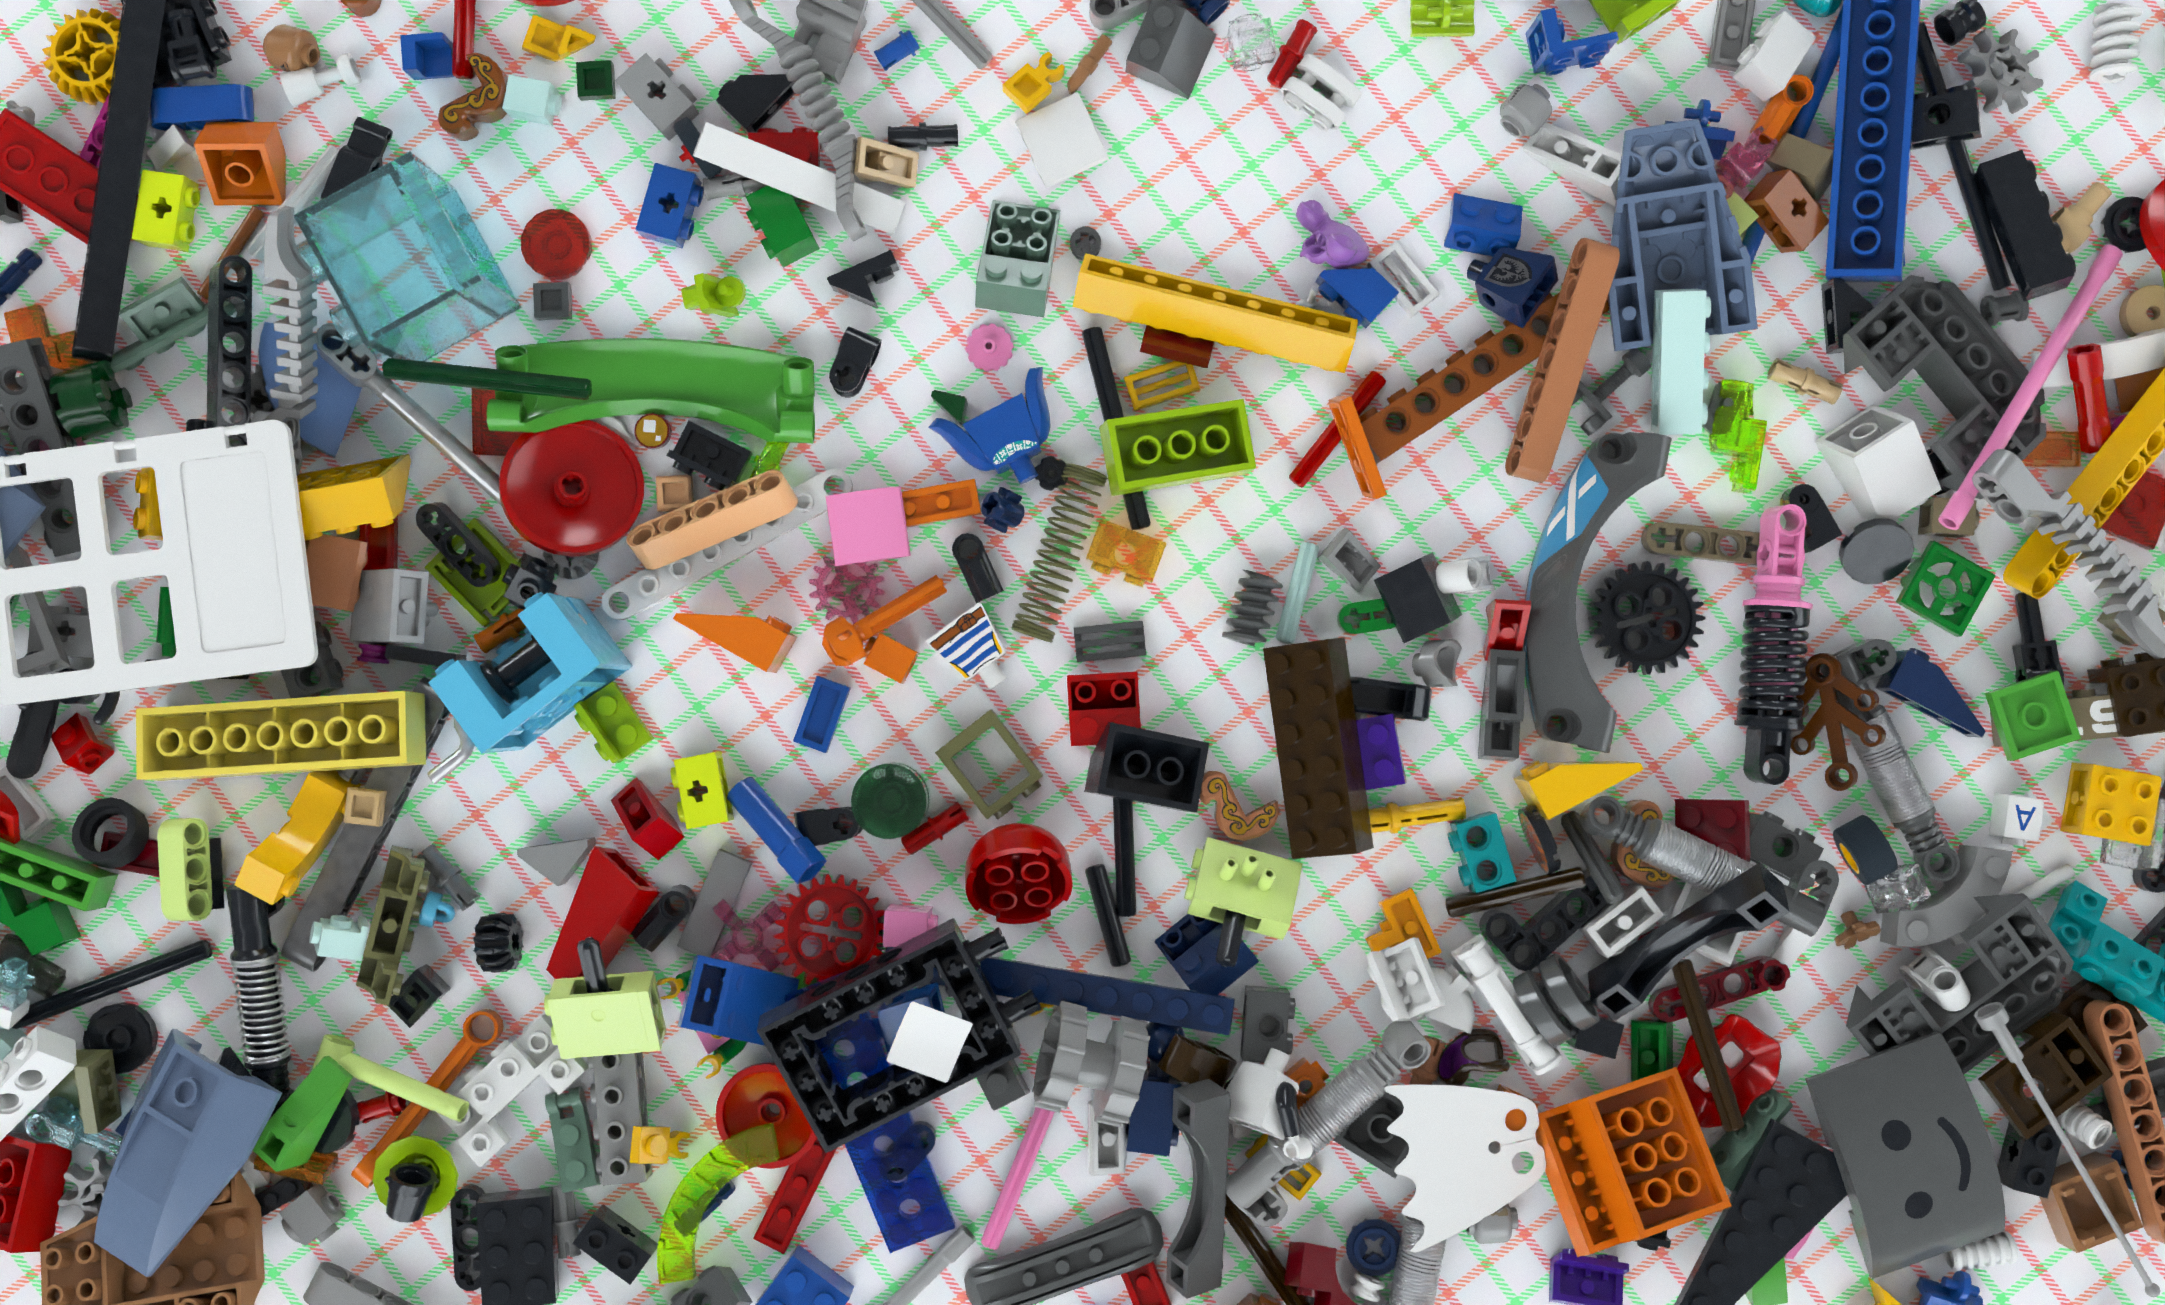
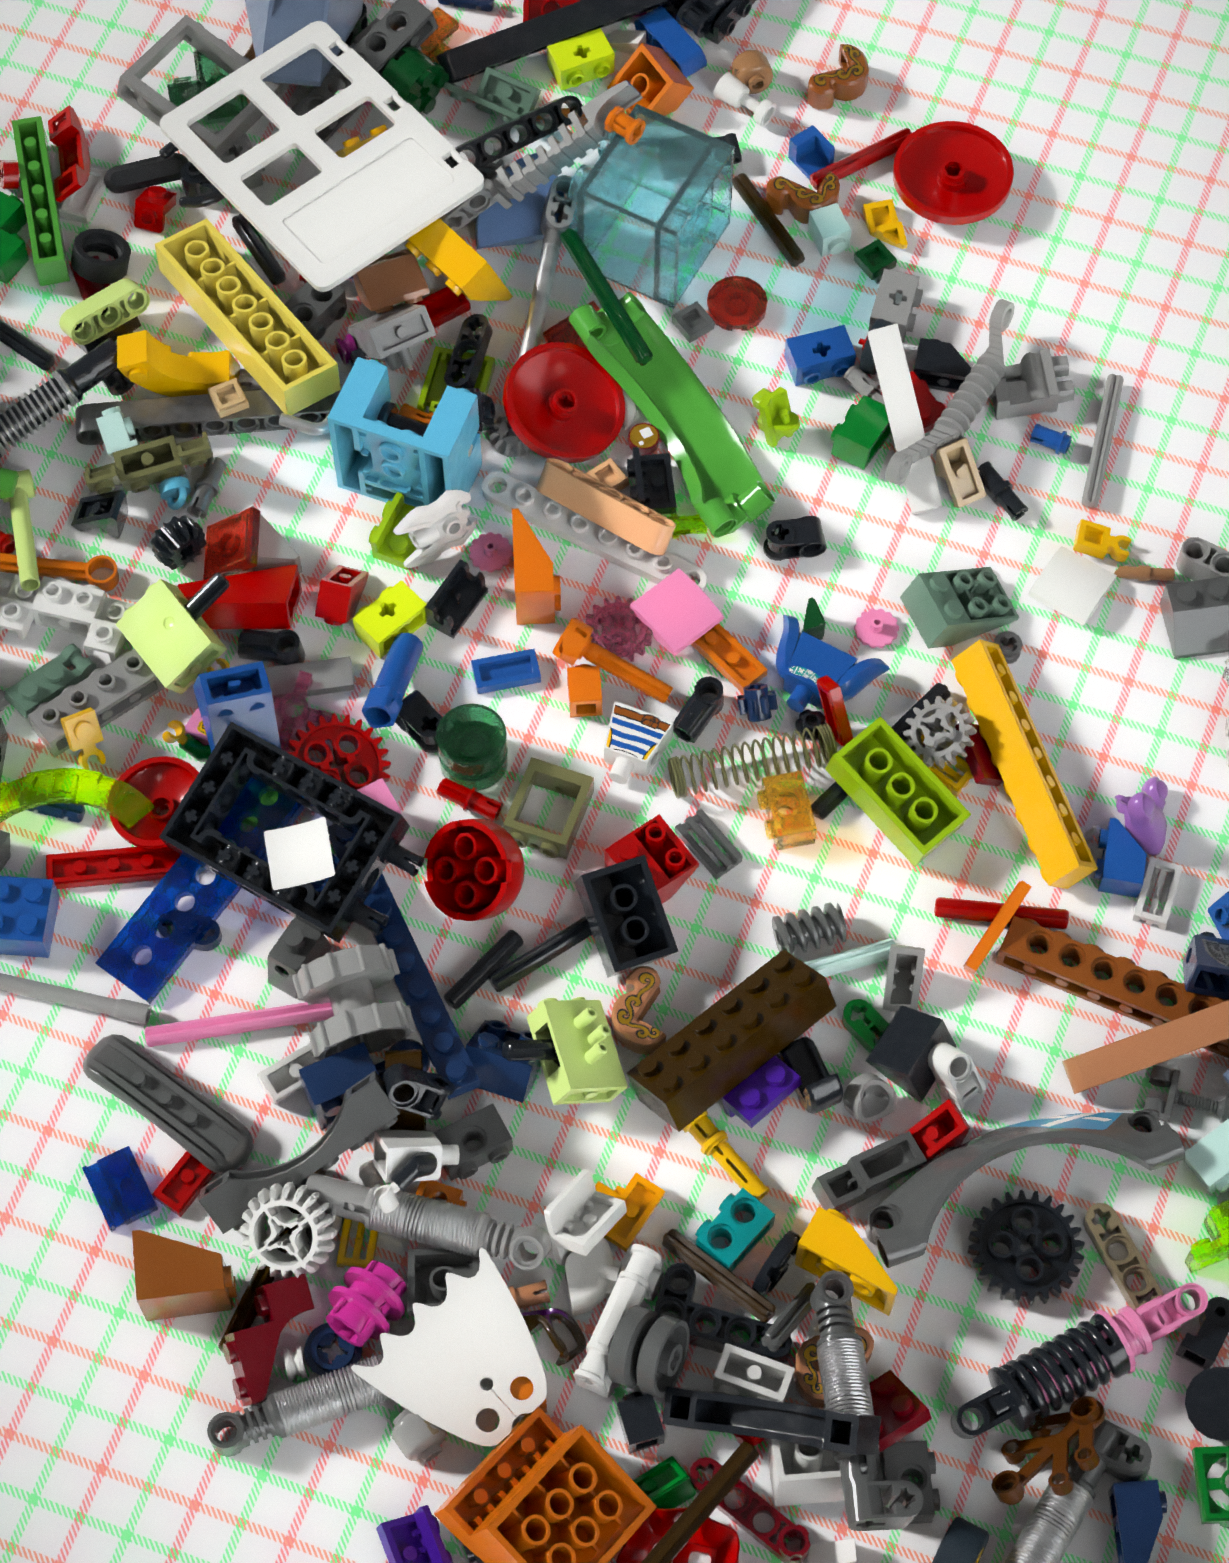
camera: 55 degrees right, 25 degrees down
(317, 248) = (624, 125): none -> orange bush
(479, 150) = (768, 220): none -> dark brown axle
(533, 894) = (232, 544): none -> clear red tile
(638, 693) = (437, 527): none -> white piece
(685, 651) = (490, 552): none -> bright pink piece
(721, 716) = (455, 600): none -> black hinge
(854, 280) = (861, 506): black slope -> none
(1062, 449) = (834, 709): none -> red tile
(1150, 381) = (938, 718): none -> light grey gear
(1214, 1068) = (422, 1094): none -> black piece
(1262, 1238) = (302, 1256): none -> white gear
(1361, 1204) = (366, 1303): none -> dark pink piece

